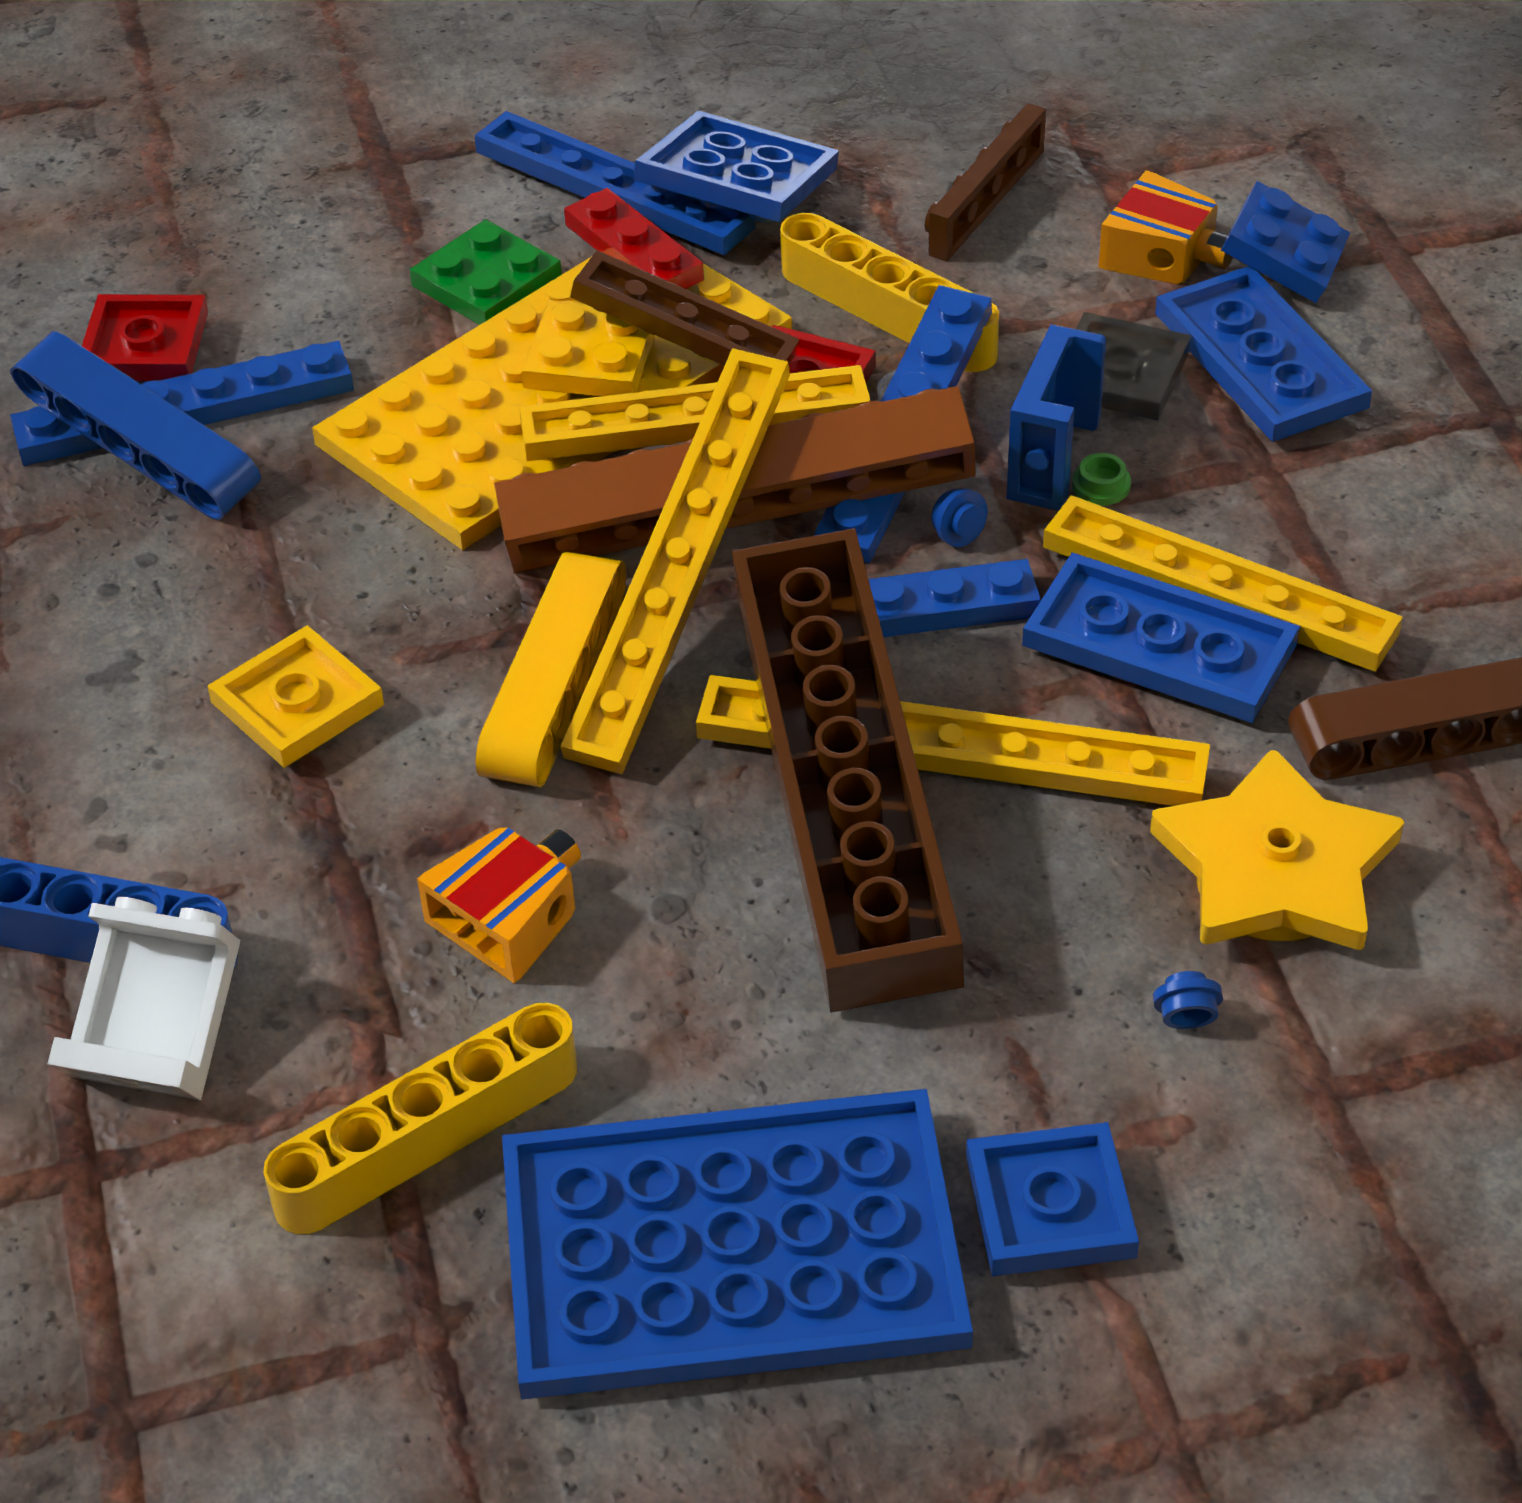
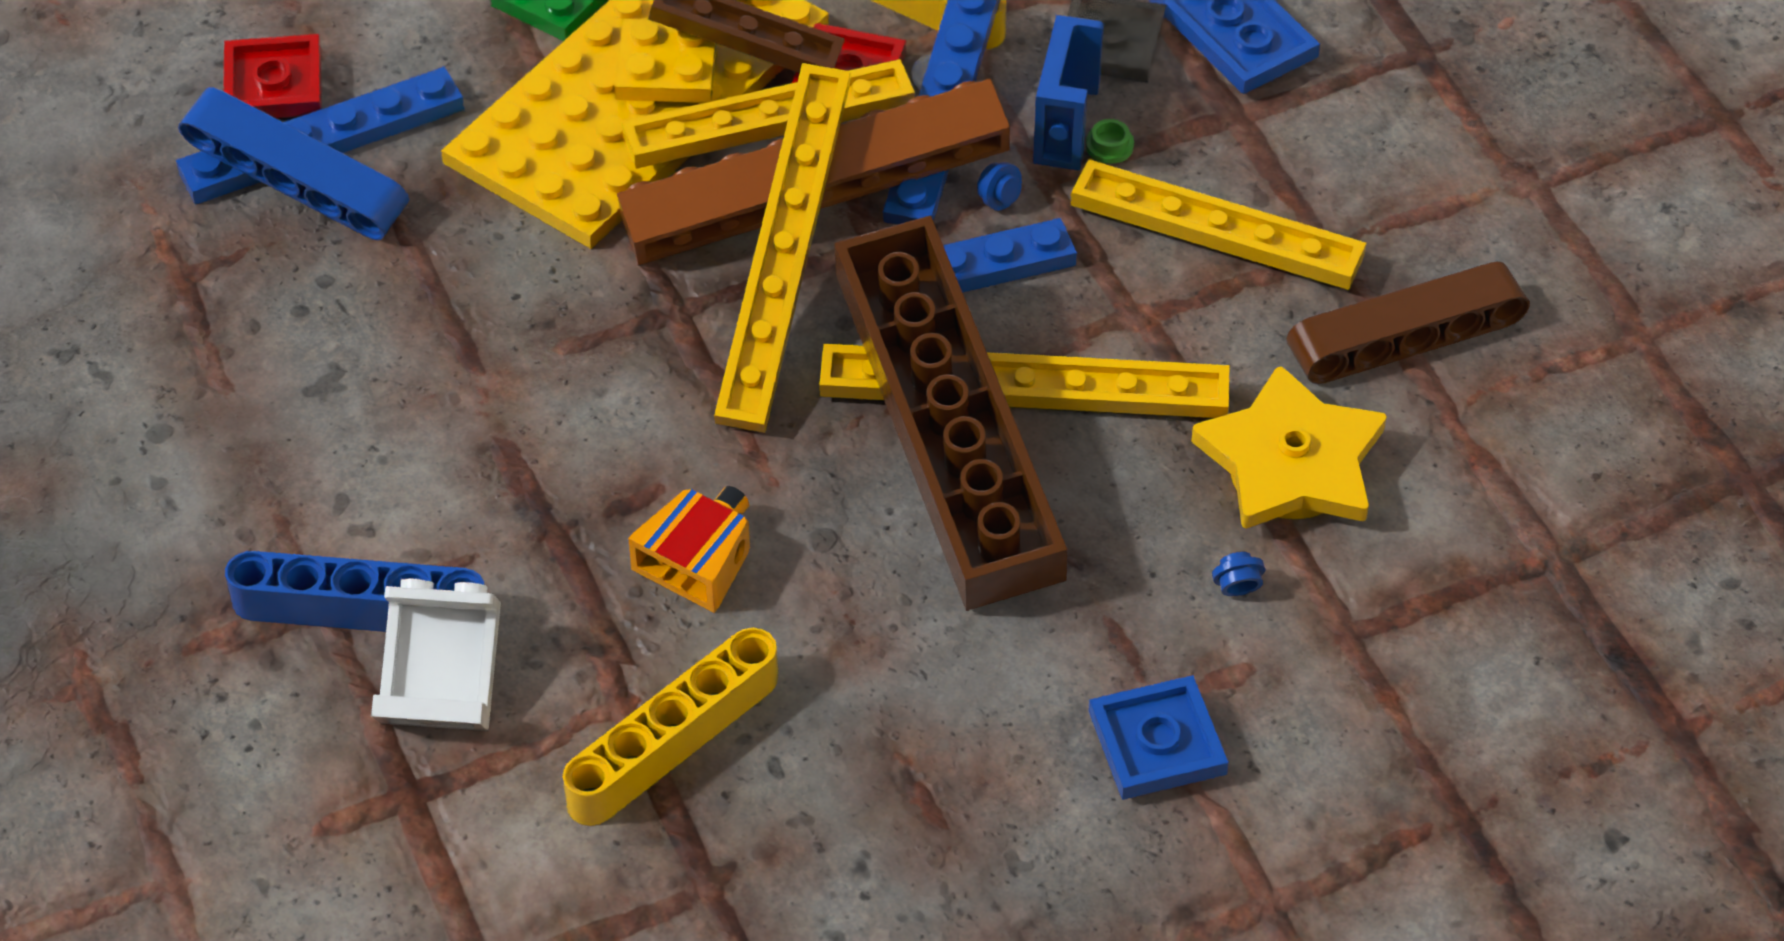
camera: 10 degrees left, 5 degrees up
(295, 696) = (486, 391): yellow plate -> none
(551, 670) = (692, 349): yellow beam -> none
(730, 1244) = (924, 795): blue plate -> none
(1161, 637) = (1177, 276): blue plate -> none

